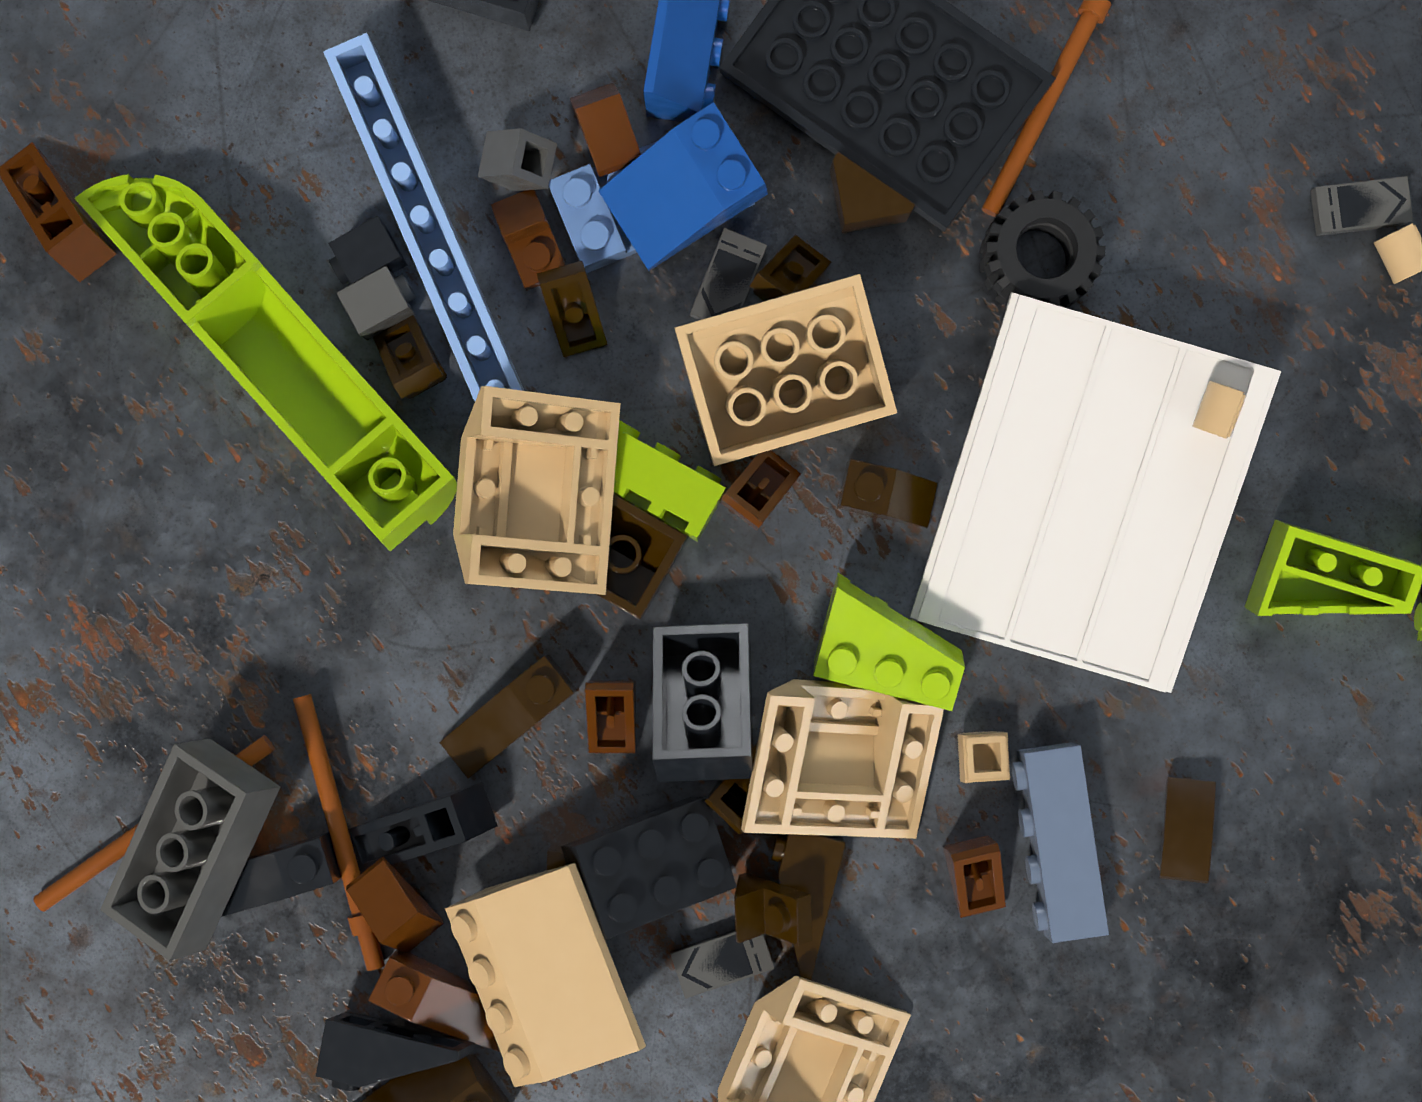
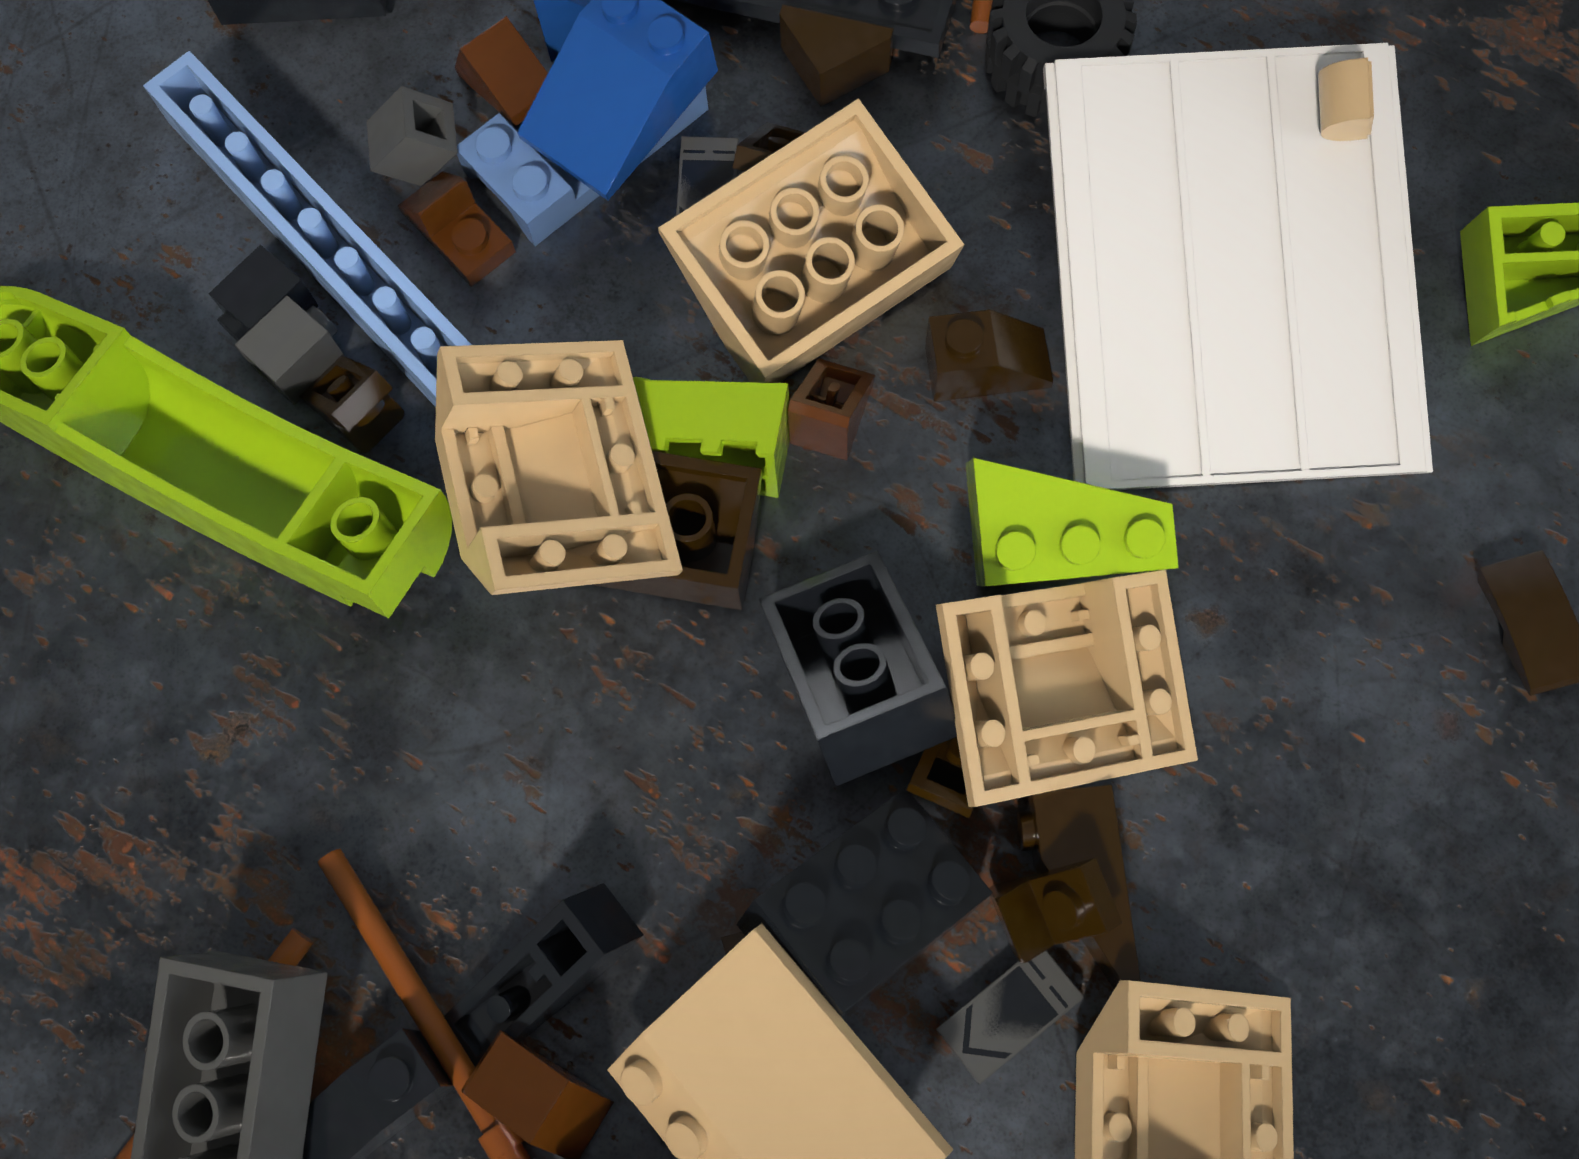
camera: 15 degrees left, 15 degrees down
(508, 715) = (611, 784): dark brown slope -> none
(572, 308) = (530, 273): dark brown slope -> none
(611, 716) = (744, 735): reddish brown slope -> none
(976, 875) = (1297, 776): reddish brown slope -> none
(983, 756) = (1240, 622): tan brick -> none
(1061, 842) = (1386, 694): sand blue brick -> none

